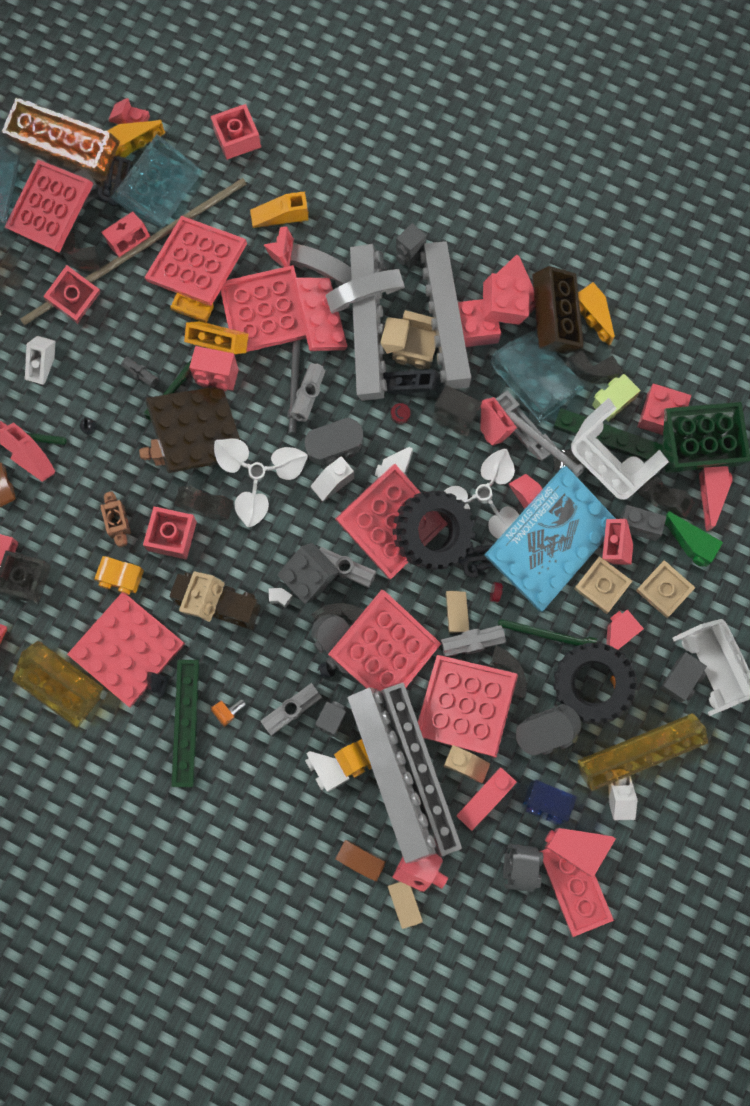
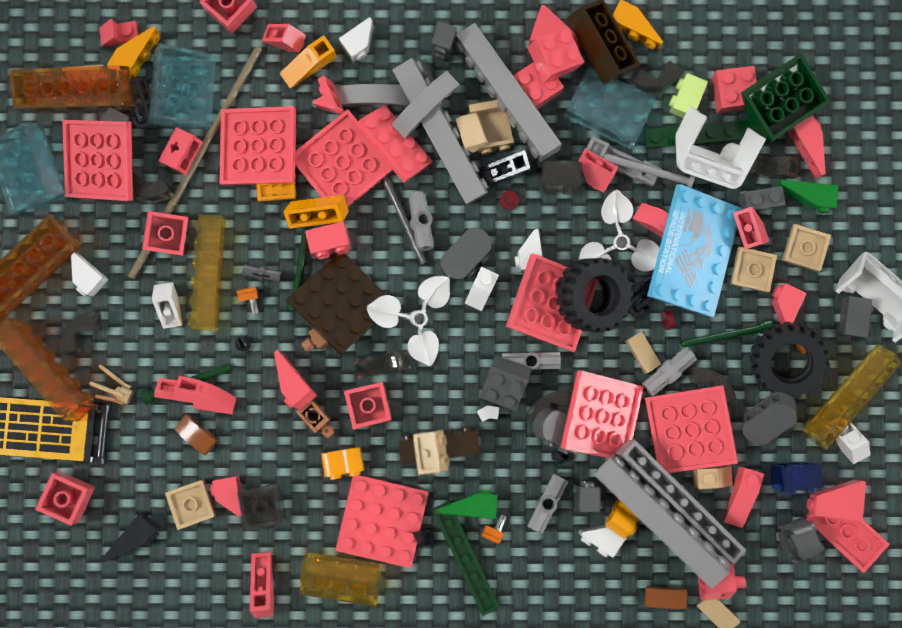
camera: 30 degrees left, 10 degrees up
(90, 349) = (208, 273): none -> clear yellow brick
(110, 479) = (292, 384): none -> coral slope
(118, 385) = (249, 294): none -> orange piece
(217, 674) = (475, 505): none -> green slope
(270, 181) = (284, 37): none -> coral slope
(335, 212) = (357, 41): none -> white slope

